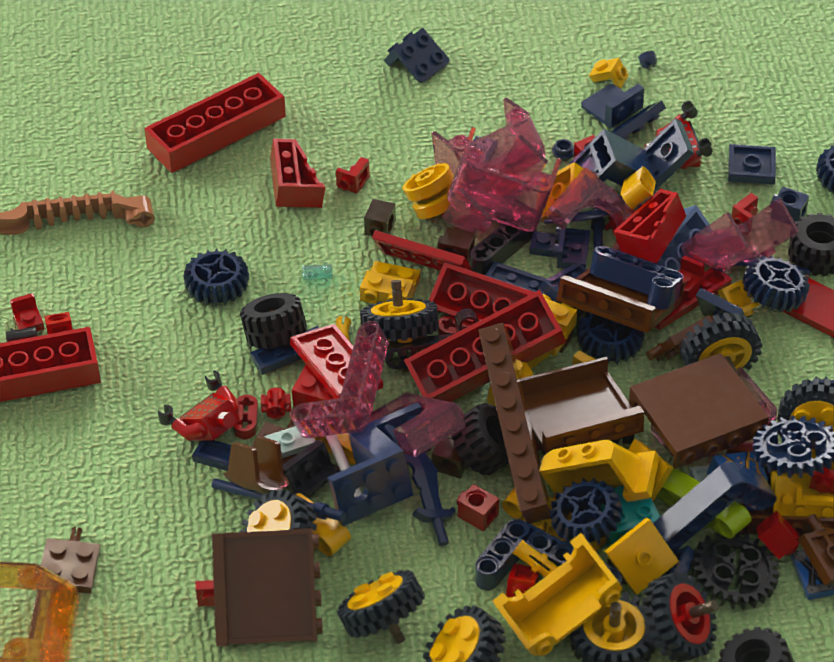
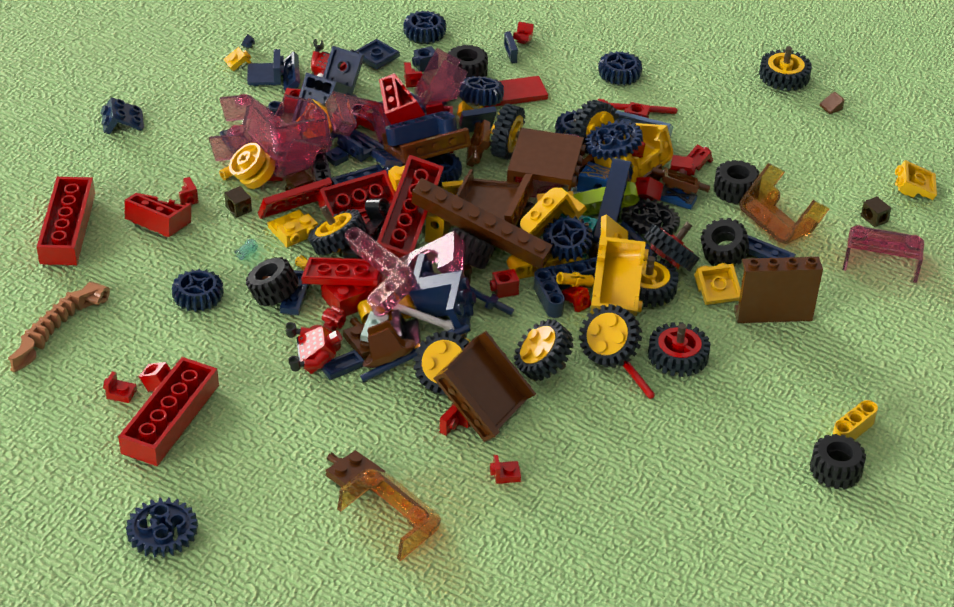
camera: 55 degrees left, 5 degrees down
(13, 335) = (132, 403): black pin -> none
(638, 188) = (362, 88): yellow beam -> none

